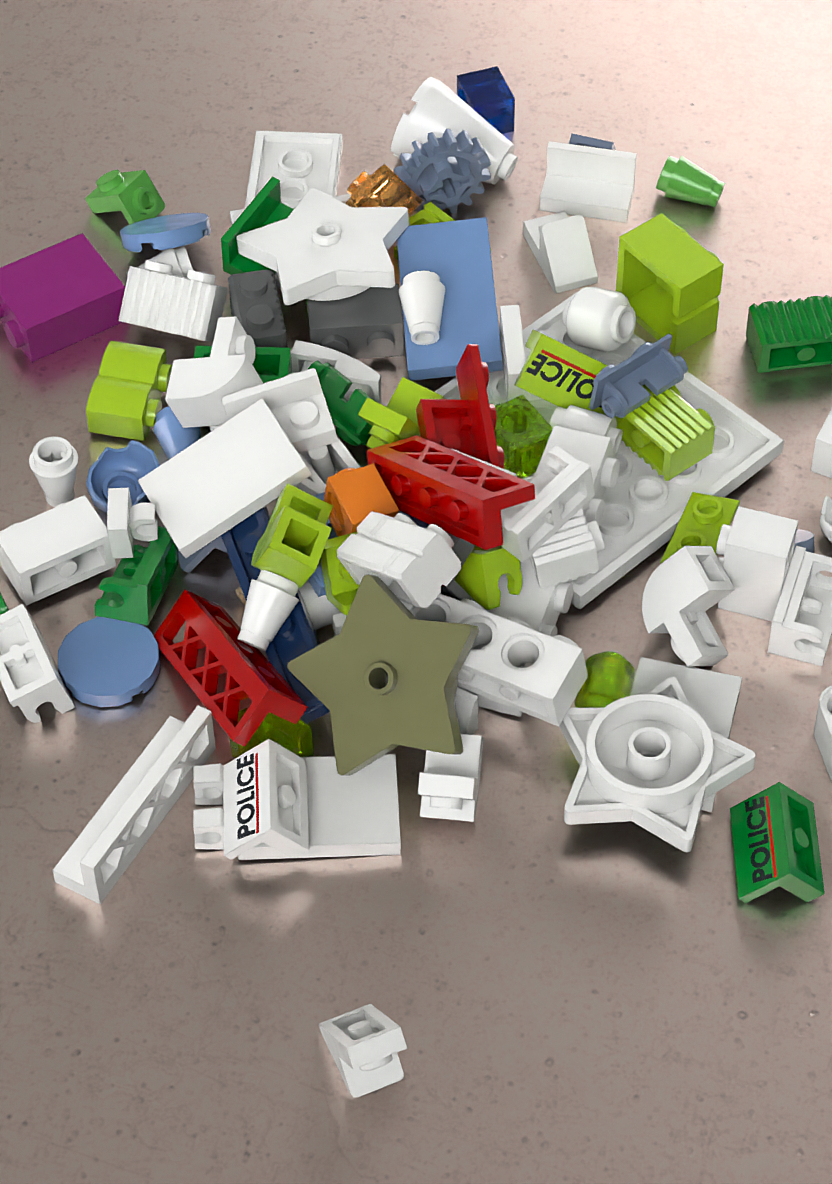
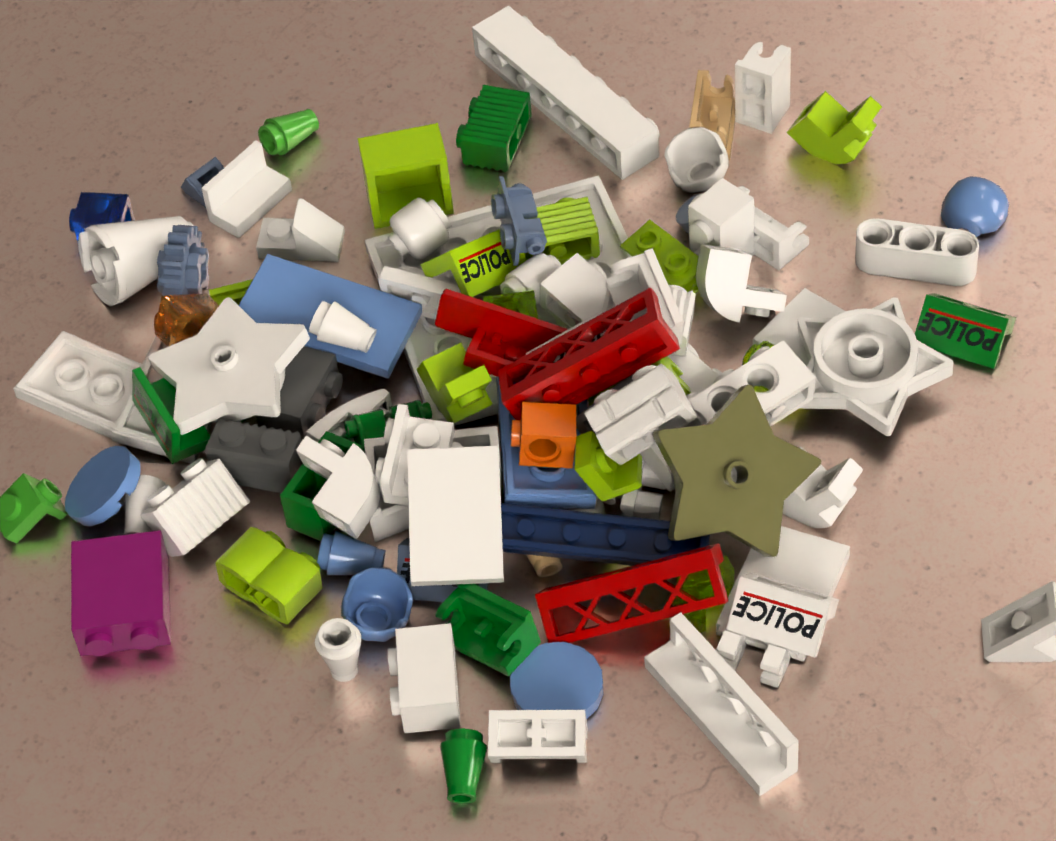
camera: 60 degrees left, 0 degrees up
(128, 522) = (450, 605): white tile -> none
(266, 608) = (608, 534): white cone -> none
(294, 536) = (567, 484): lime brick -> none

